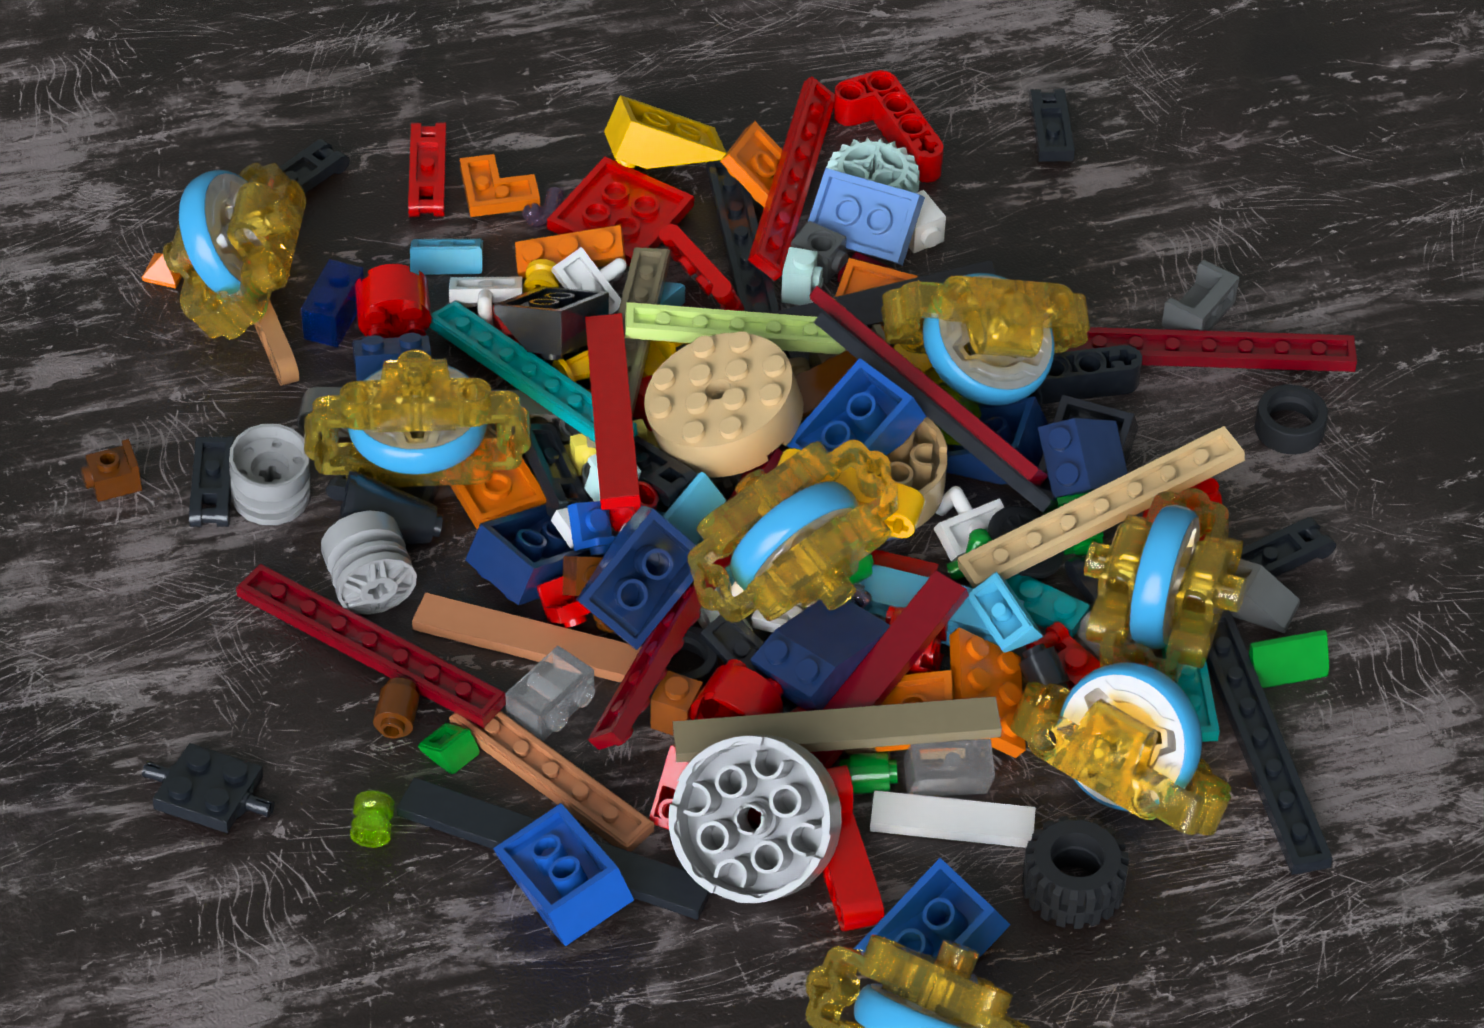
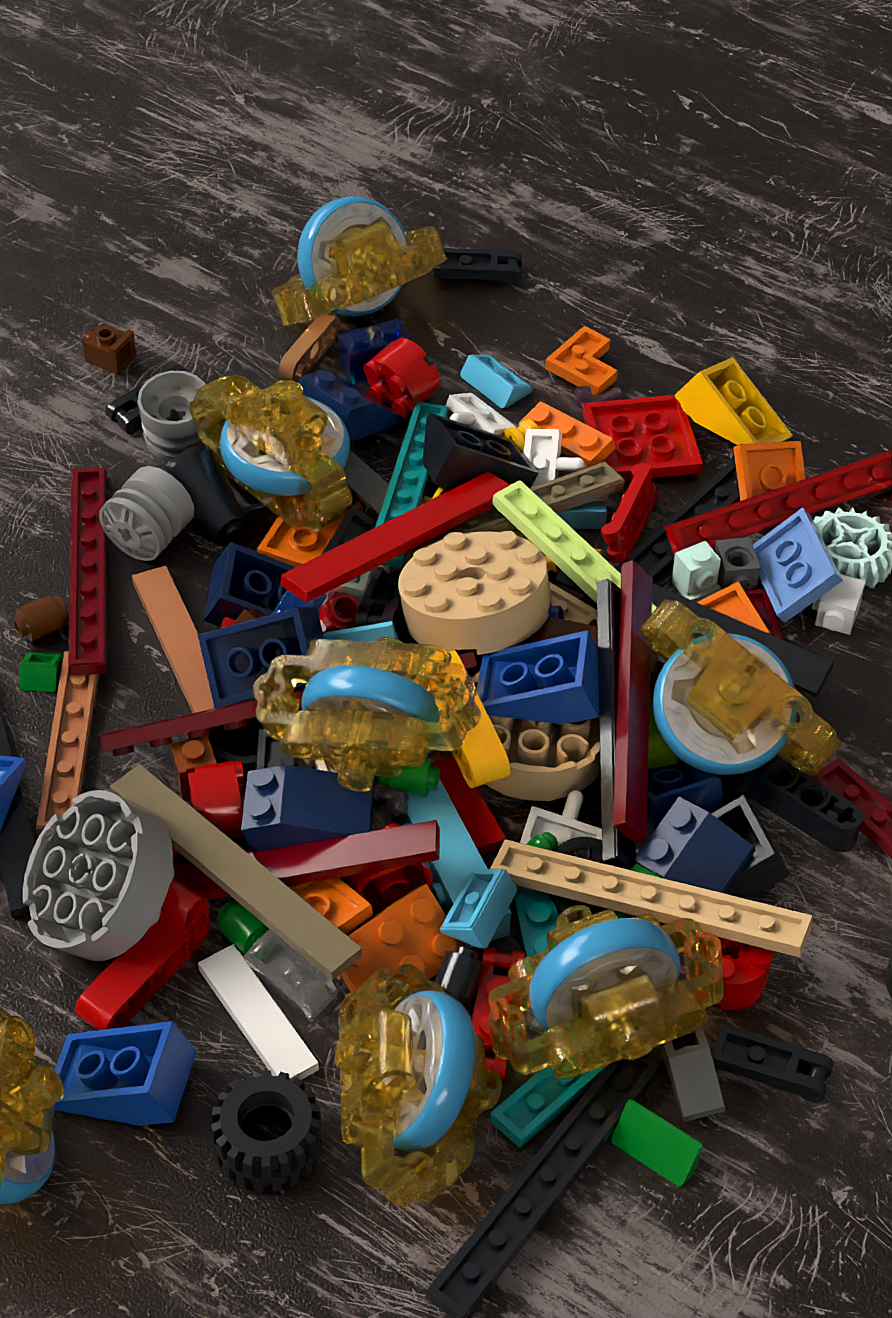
camera: 50 degrees right, 0 degrees up
(427, 169) = (559, 318): red plate -> none
(550, 693) = (136, 690): clear brick -> none

